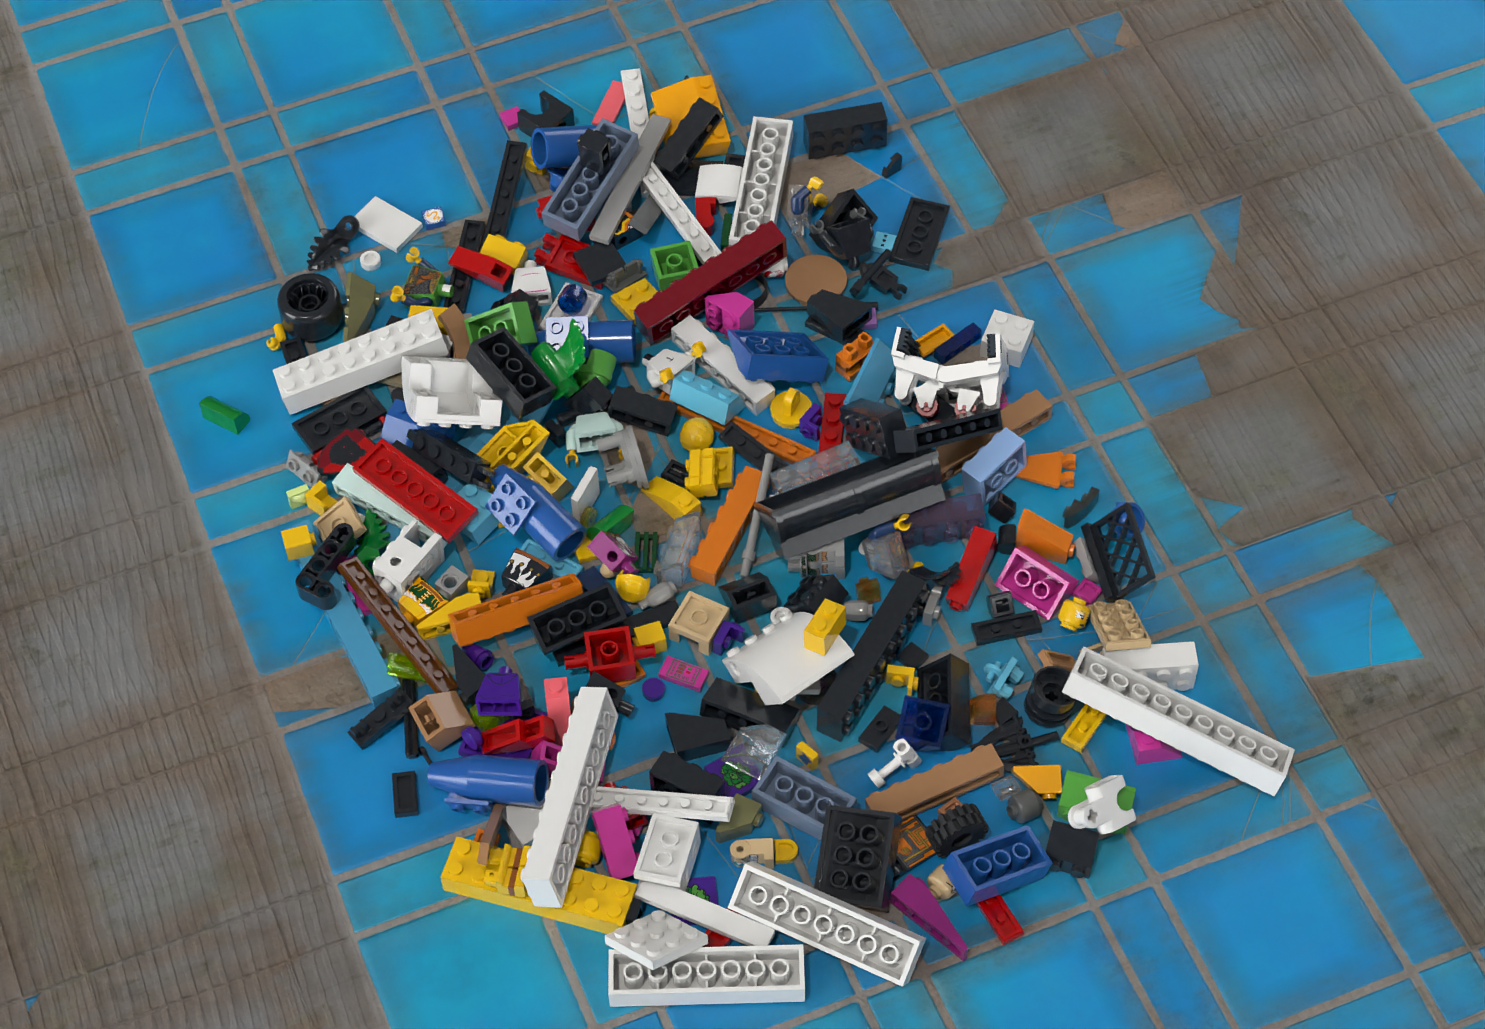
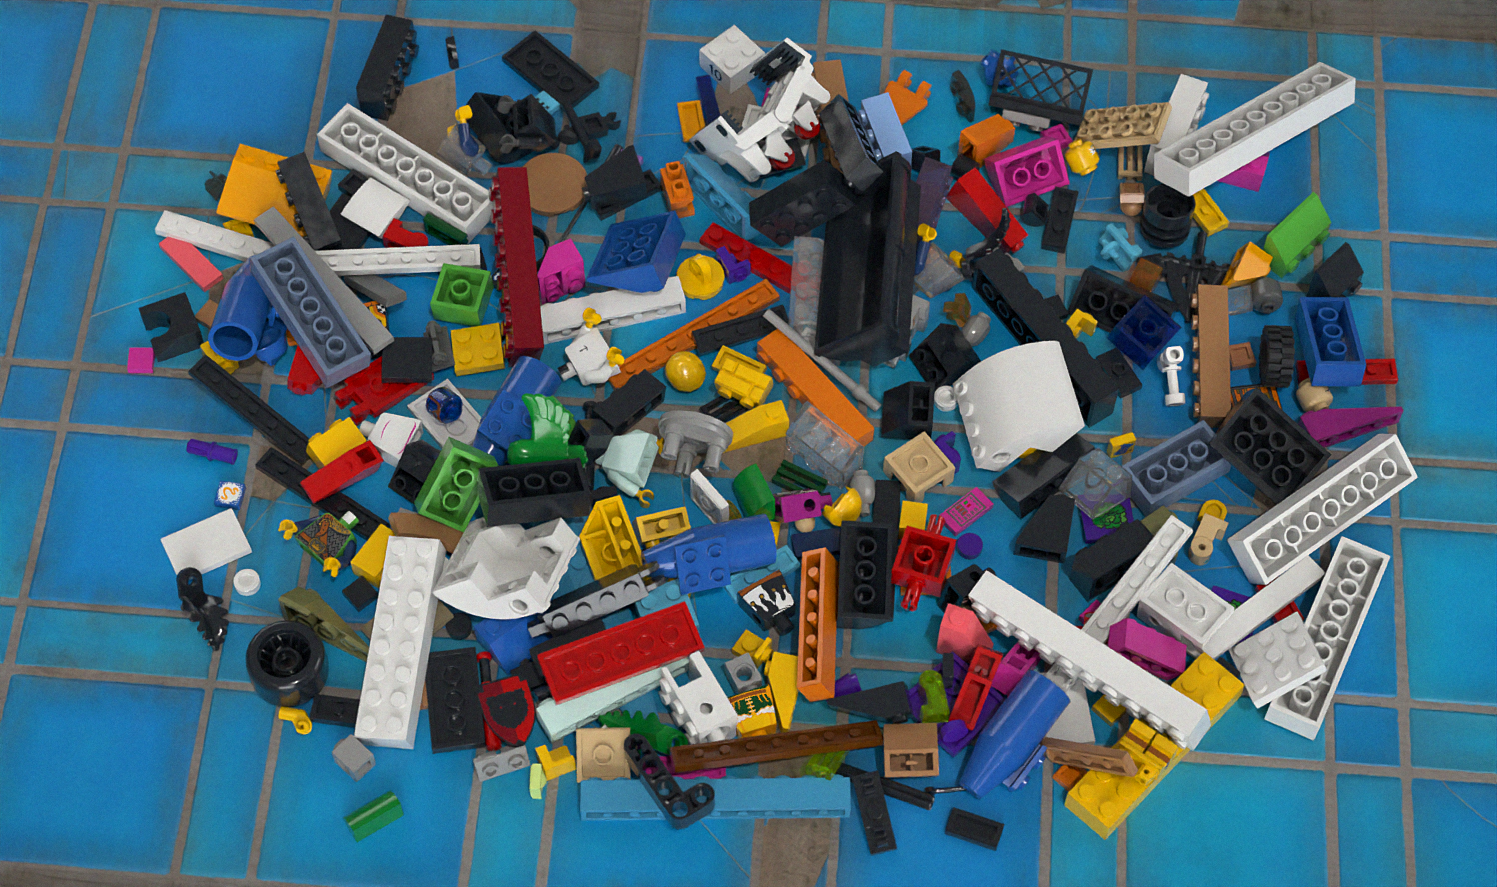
camera: 65 degrees left, 5 degrees up
(261, 382) = (353, 757): none -> light grey brick
(298, 542) = (616, 799): yellow brick -> none
(462, 191) = (212, 451): none -> dark purple axle
(500, 694) = (930, 674): dark purple torso -> none
(594, 150) = (301, 280): black brick -> none
(705, 397) = (653, 339): medium azure slope -> none
(824, 627) = (1027, 346): yellow brick -> none
(1101, 807) = (1327, 225): white piece -> none

